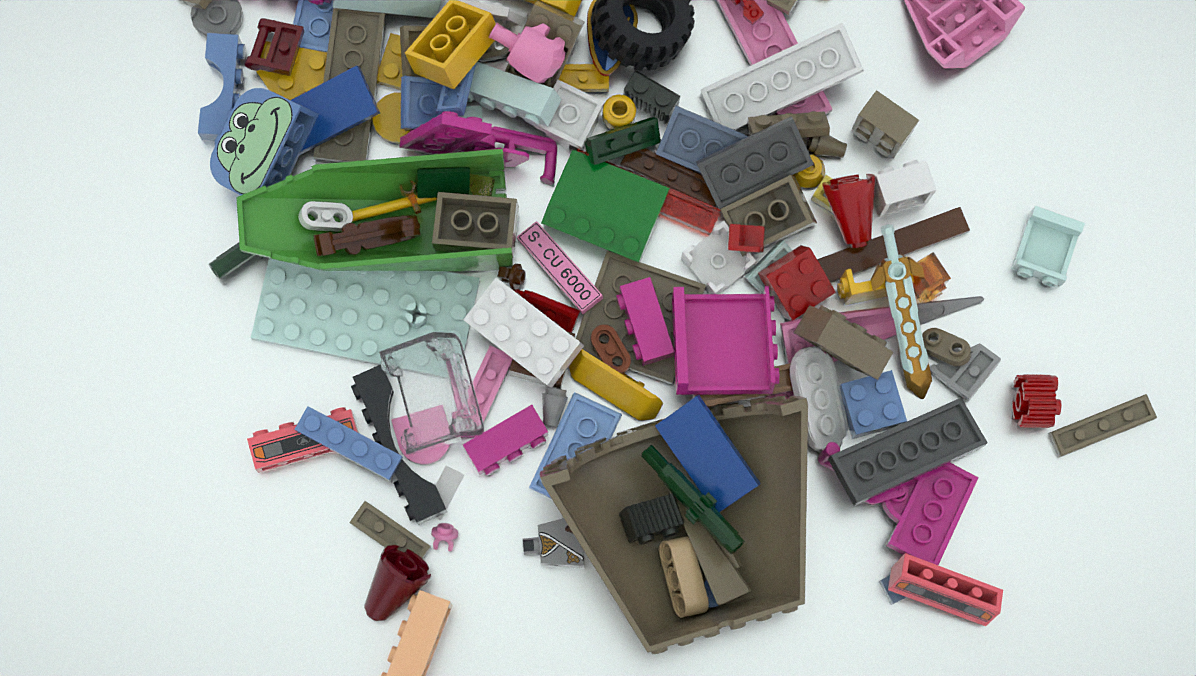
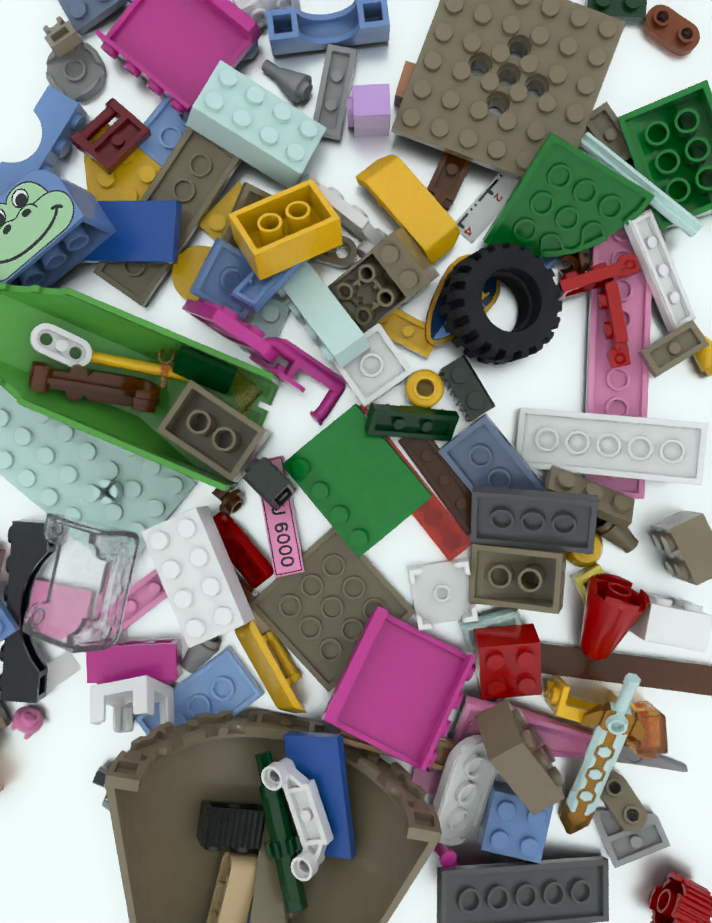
camera: 35 degrees right, 10 degrees up
(518, 461) = (129, 698): none -> white panel
(531, 51) = (361, 282): bright pink piece -> none
(540, 238) = (269, 482): none -> pearl dark grey brick
(612, 349) = (283, 630): copper plate -> none
(645, 321) = (331, 622): dark pink brick -> none
(706, 470) = (306, 812): none -> white plate
(746, 238) = (481, 592): red panel -> none

